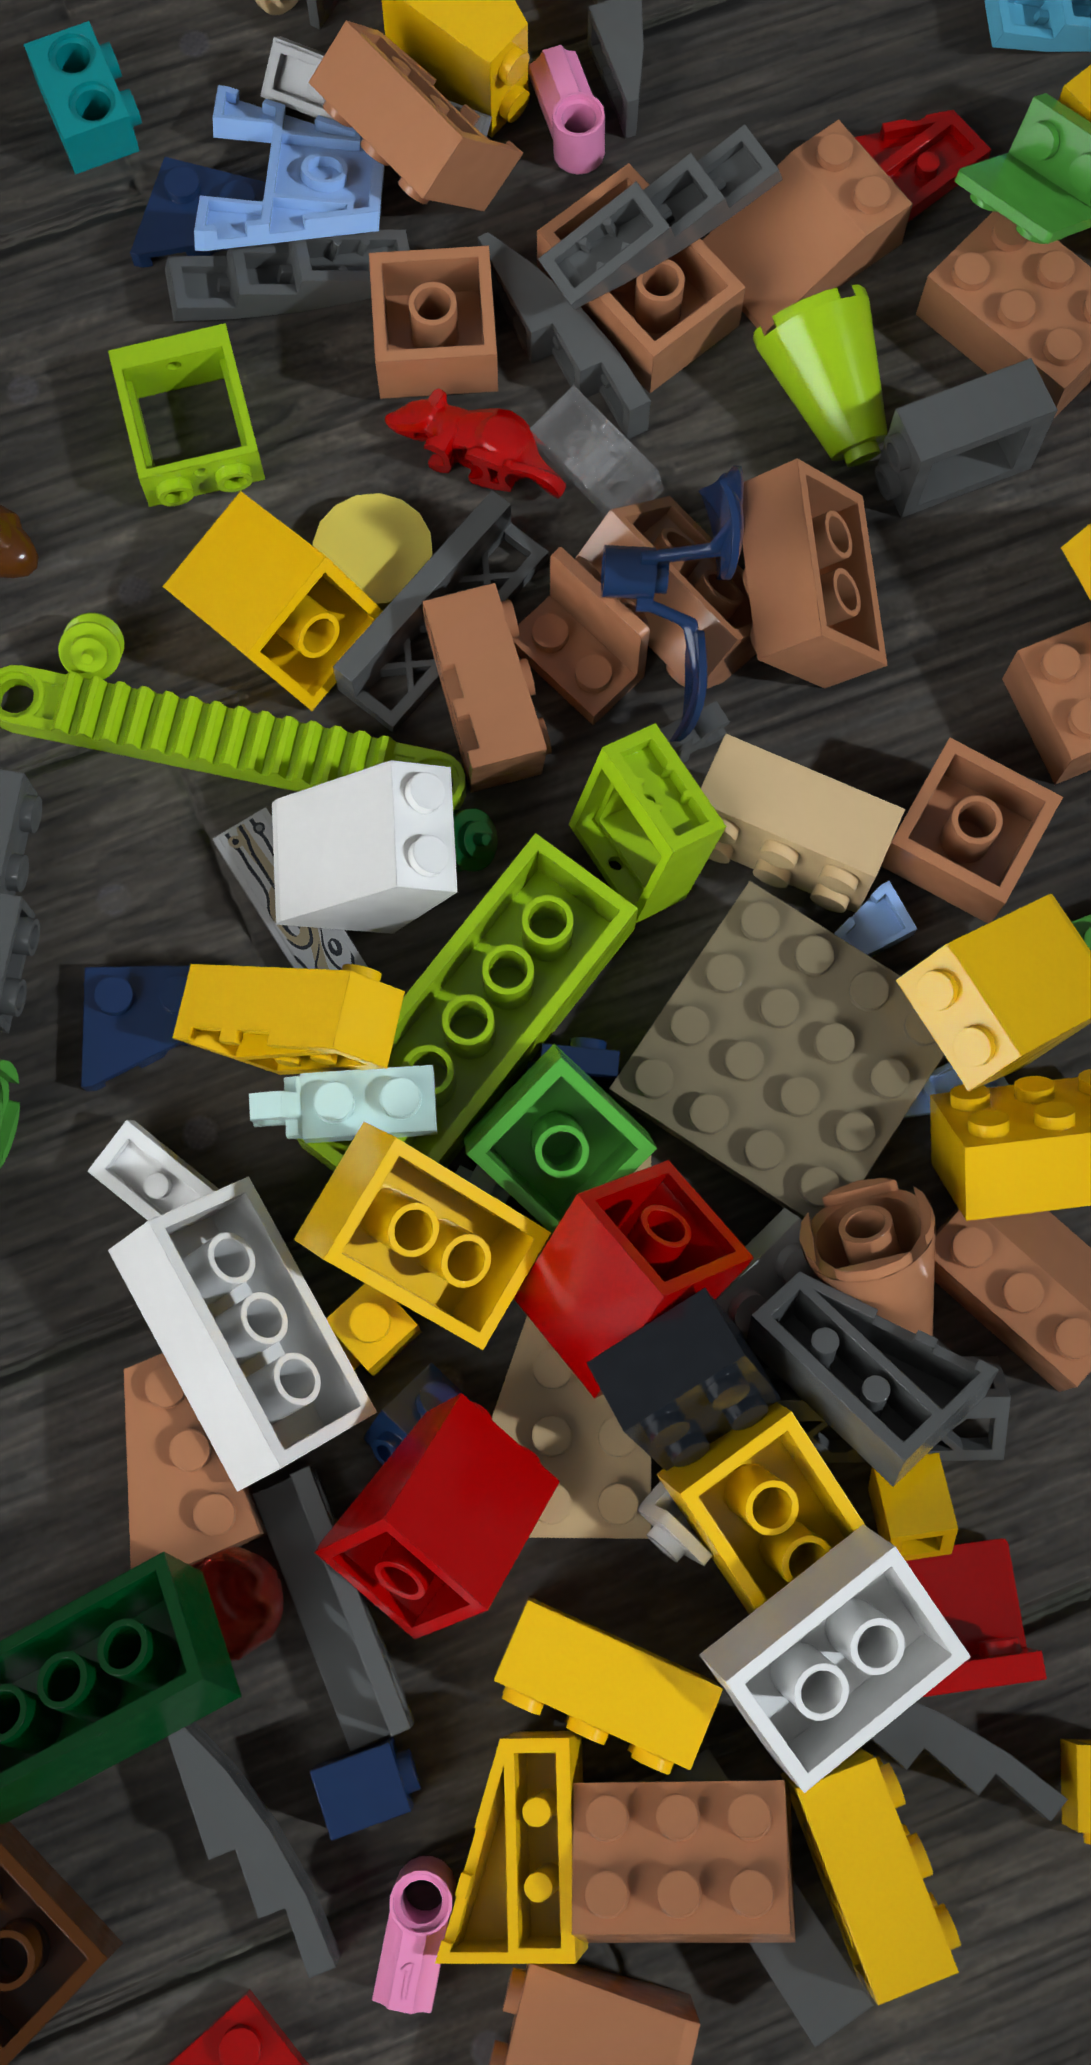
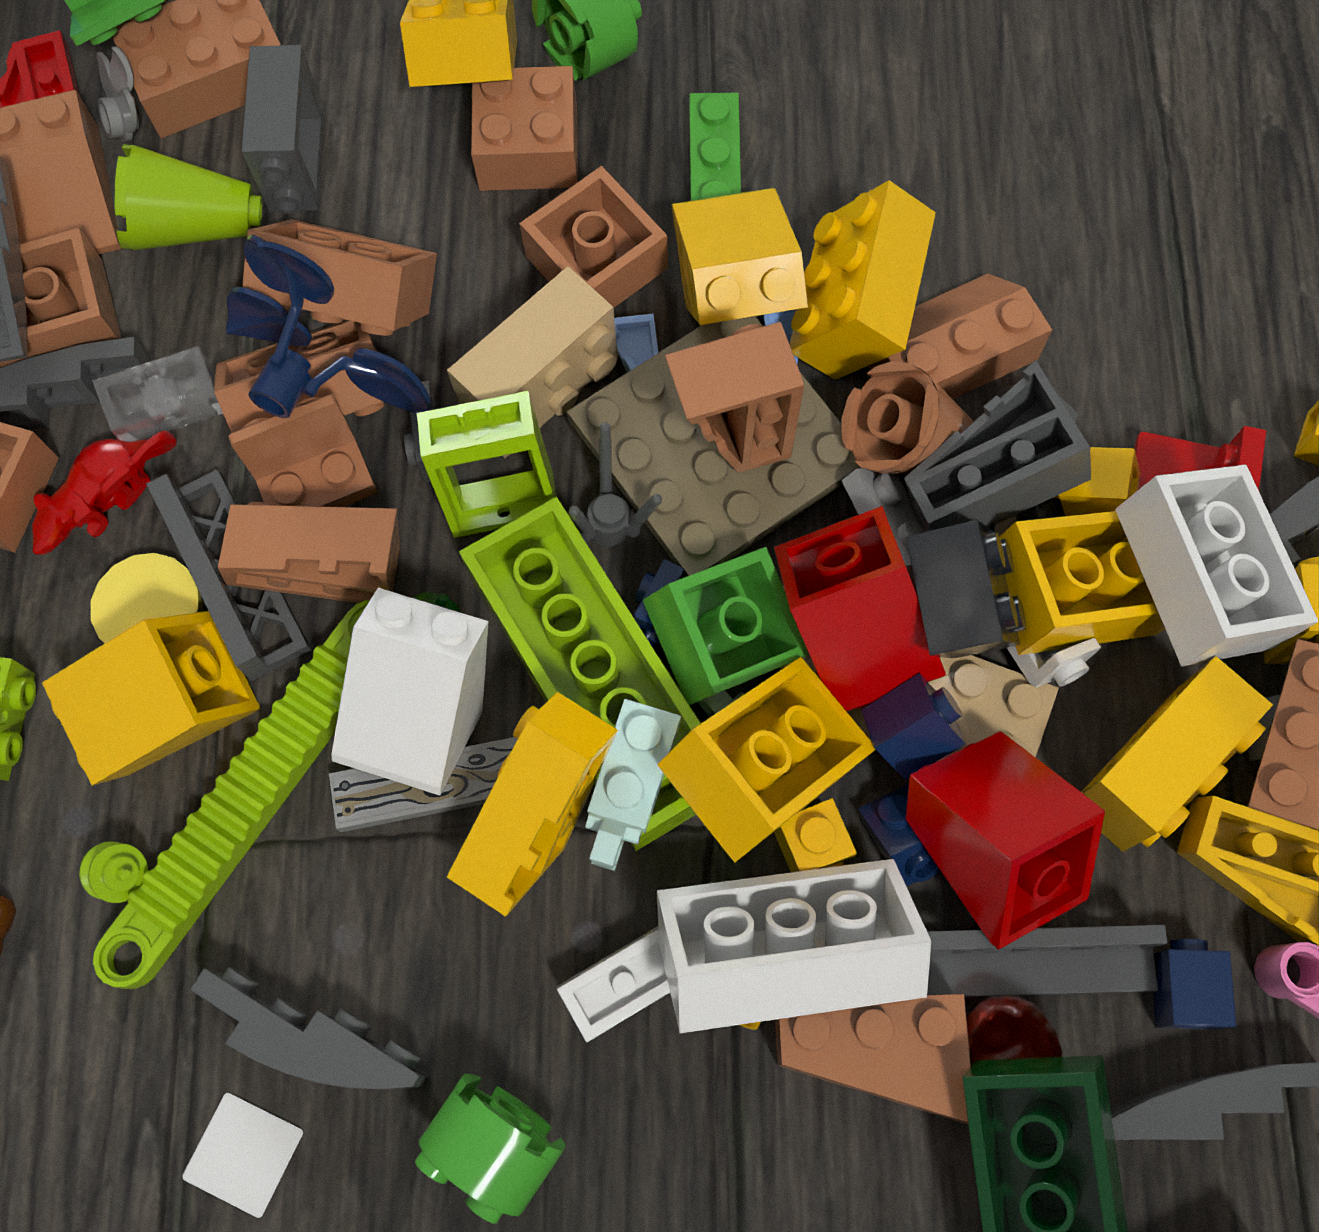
camera: 65 degrees left, 5 degrees down
(128, 1019) = (464, 954): dark blue wing -> none
(526, 1382) = (914, 725): none -> dark blue brick
(656, 973) = (608, 514): none -> dark grey plant
(800, 1045) = (742, 394): none -> nougat wedge
(922, 255) = (118, 109): none -> light grey plate

